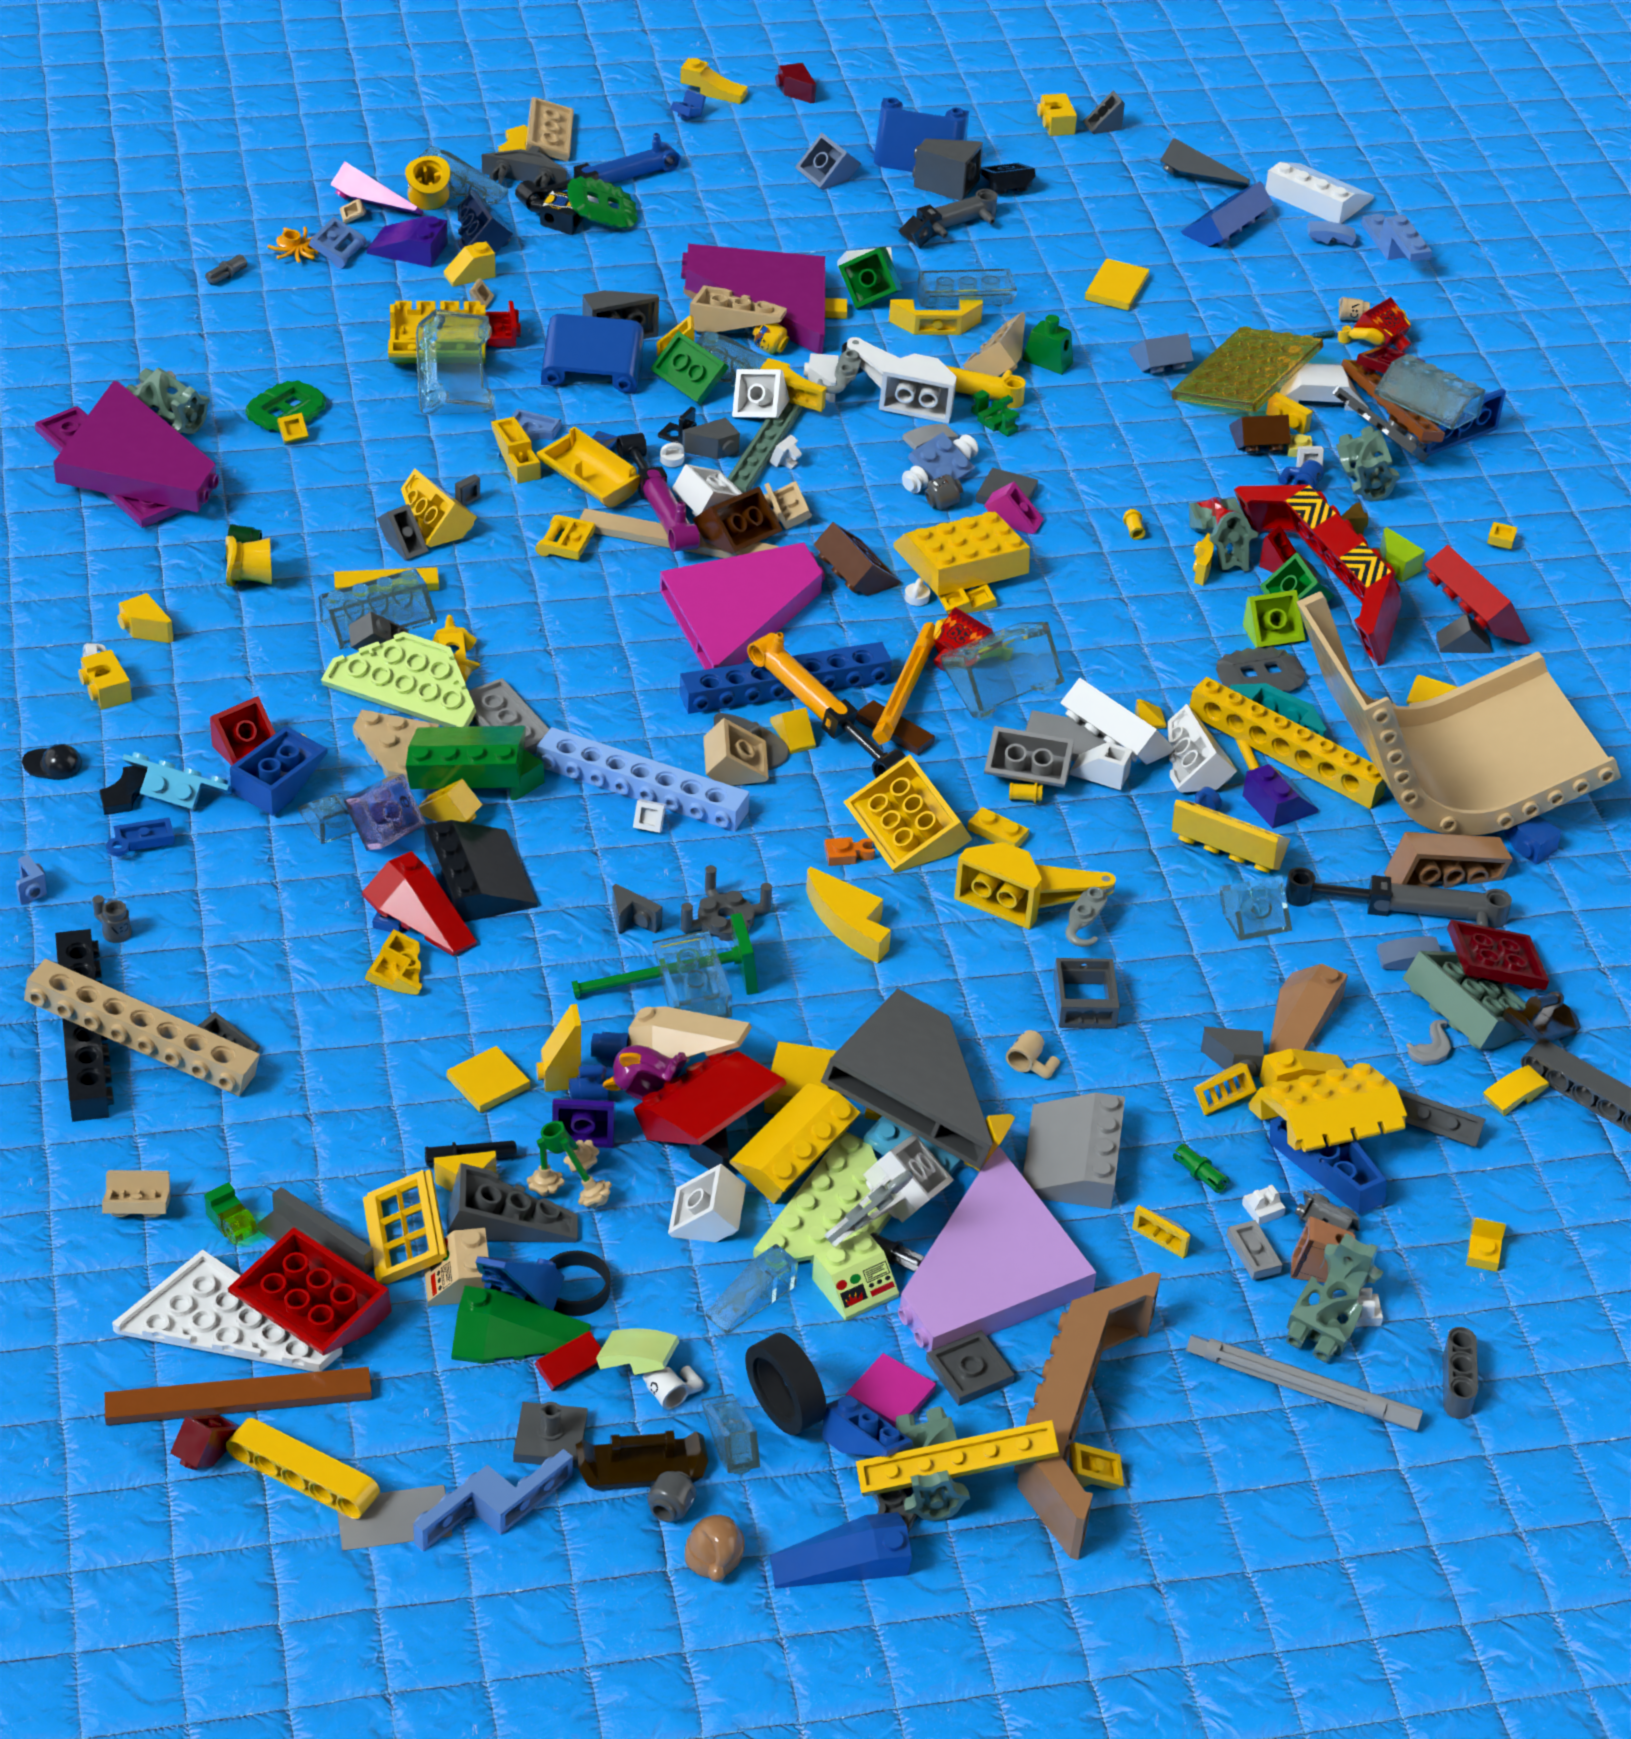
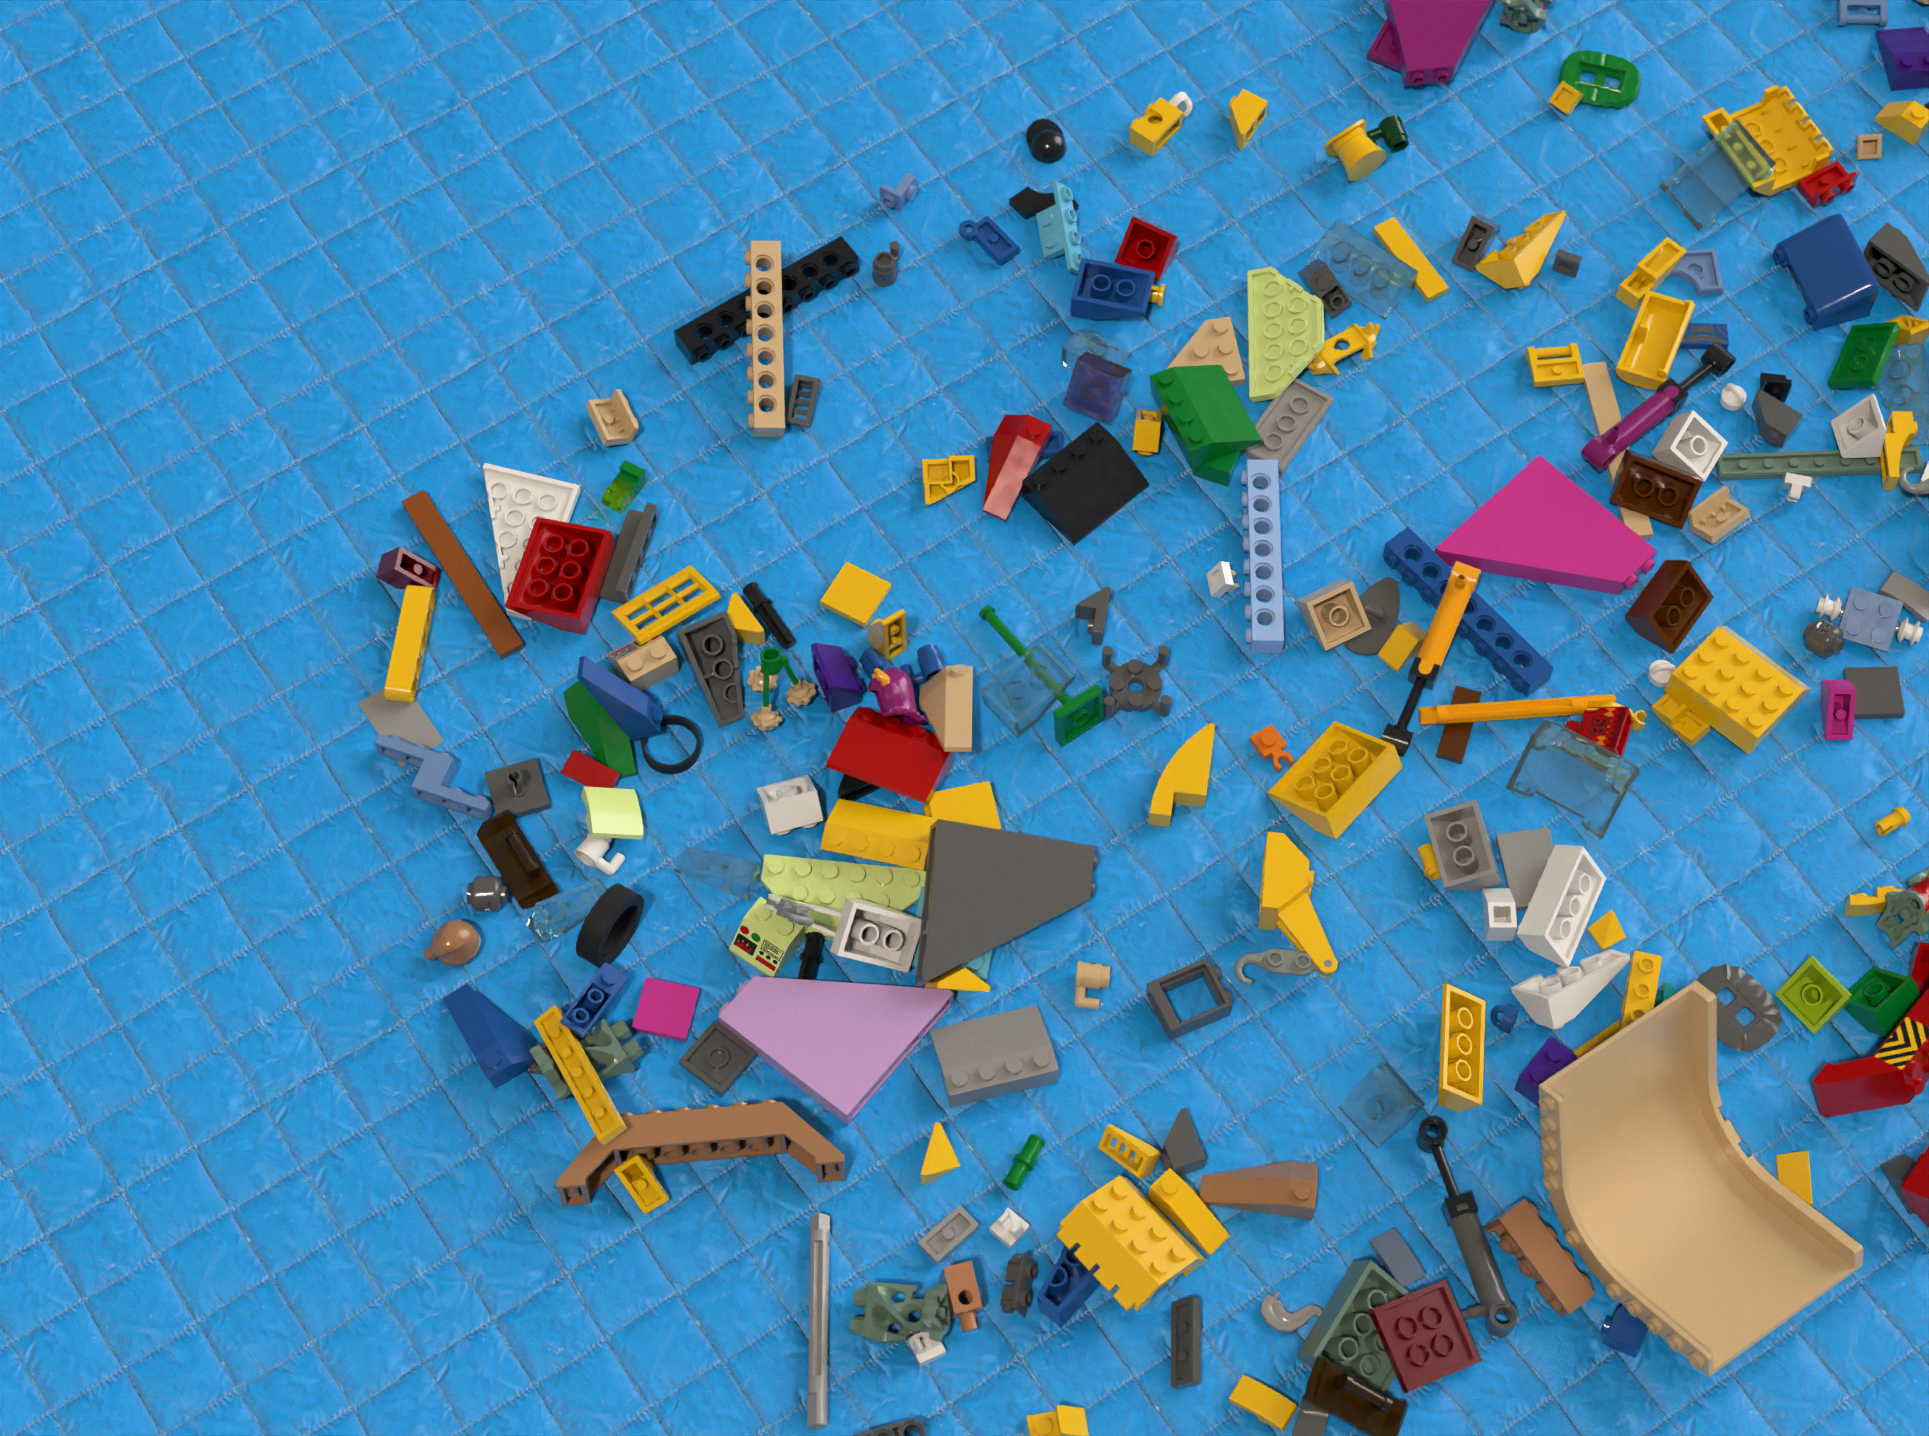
camera: 70 degrees right, 20 degrees up
(997, 828) = (1370, 857): yellow plate -> none

